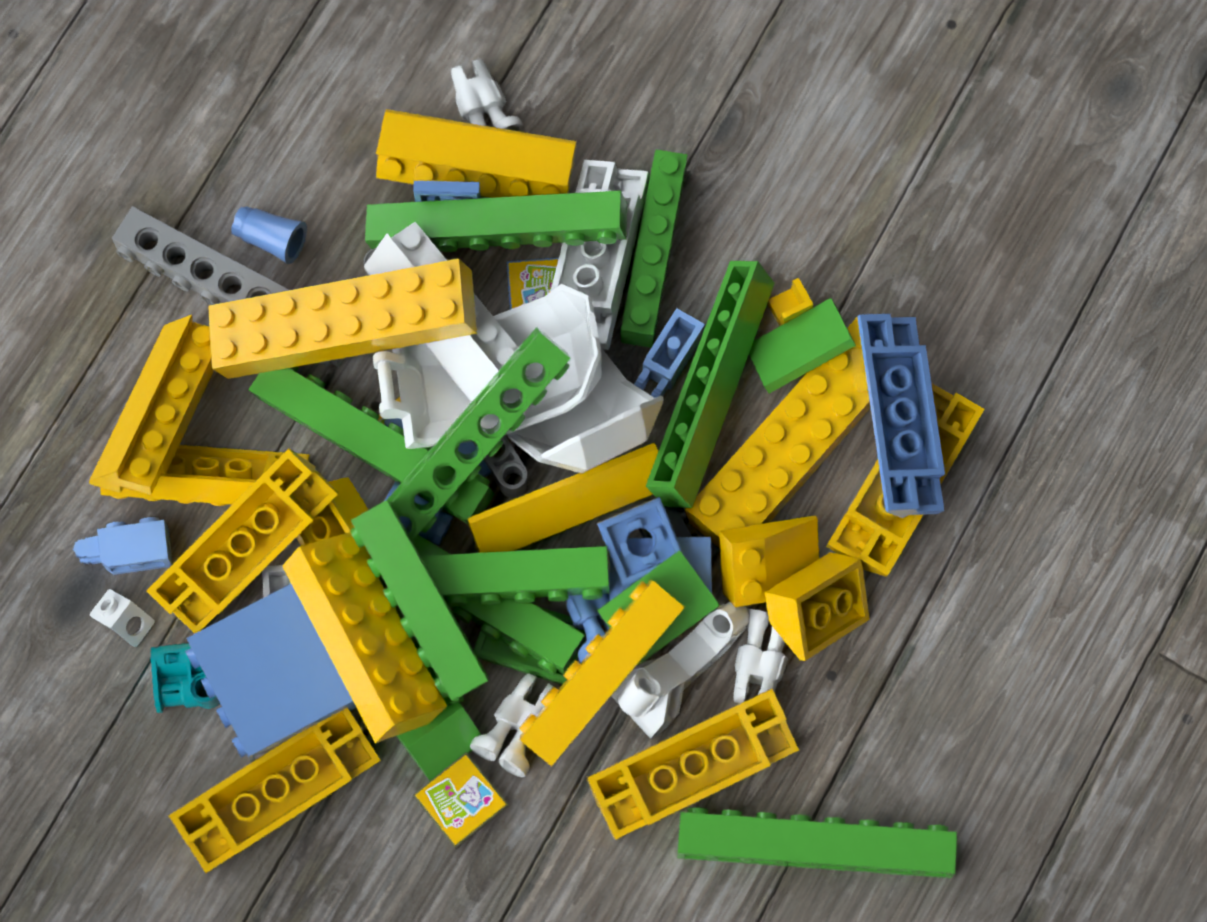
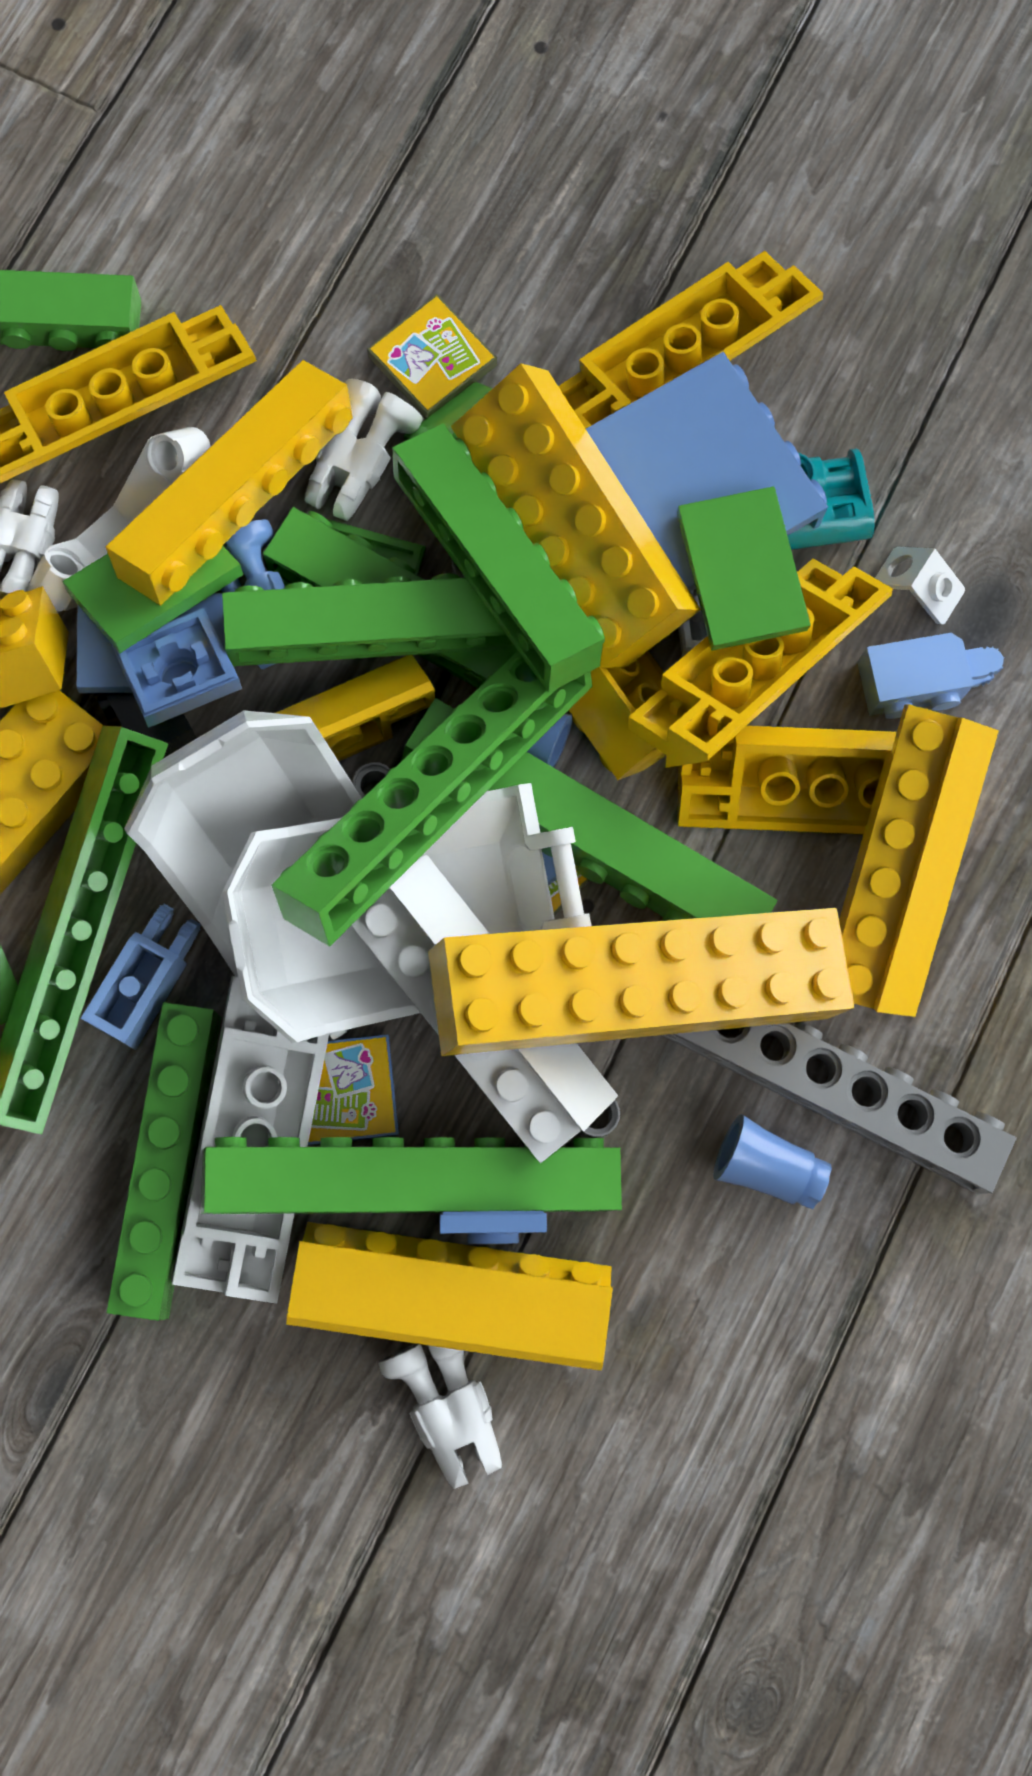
camera: 170 degrees right, 5 degrees up
(250, 592) = (743, 568): none -> bright green tile

